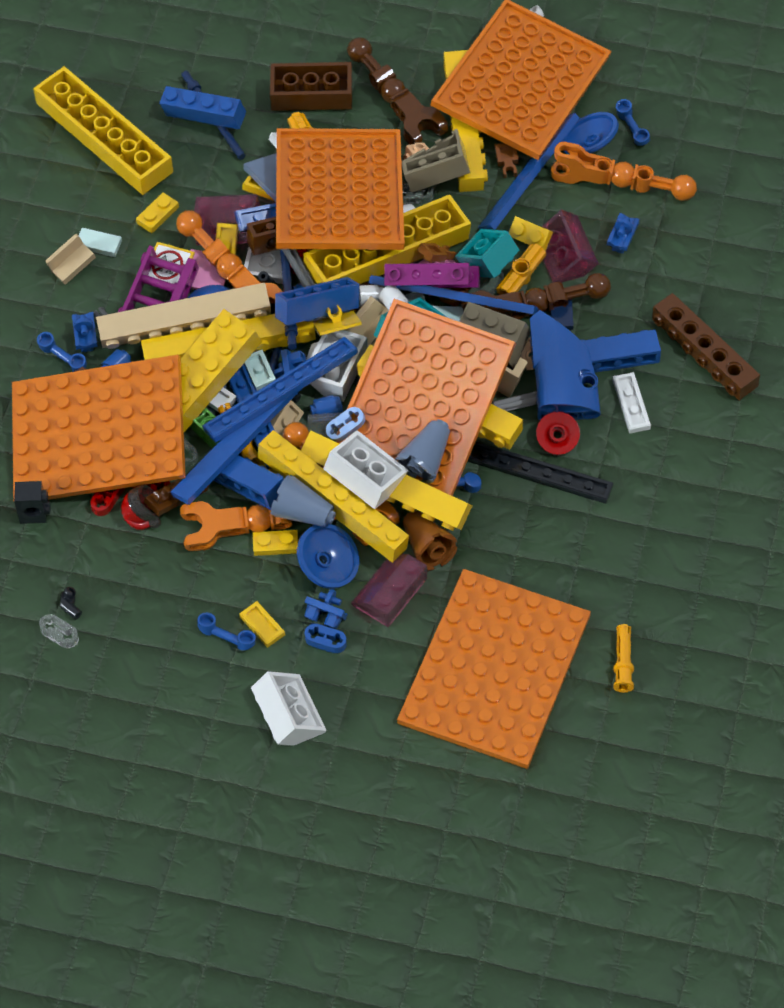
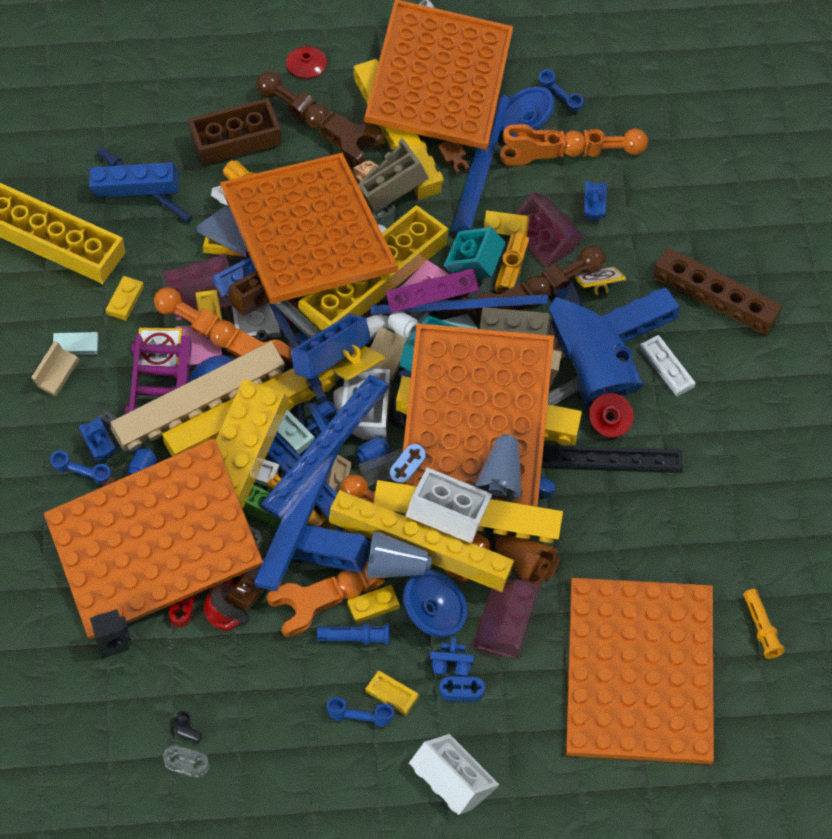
camera: 20 degrees left, 0 degrees up
(257, 566) = (365, 634): none -> blue pin
(405, 38) = (306, 62): none -> red dish
(434, 253) = (424, 268): dark orange plate -> none
(597, 305) = (599, 278): none -> piece

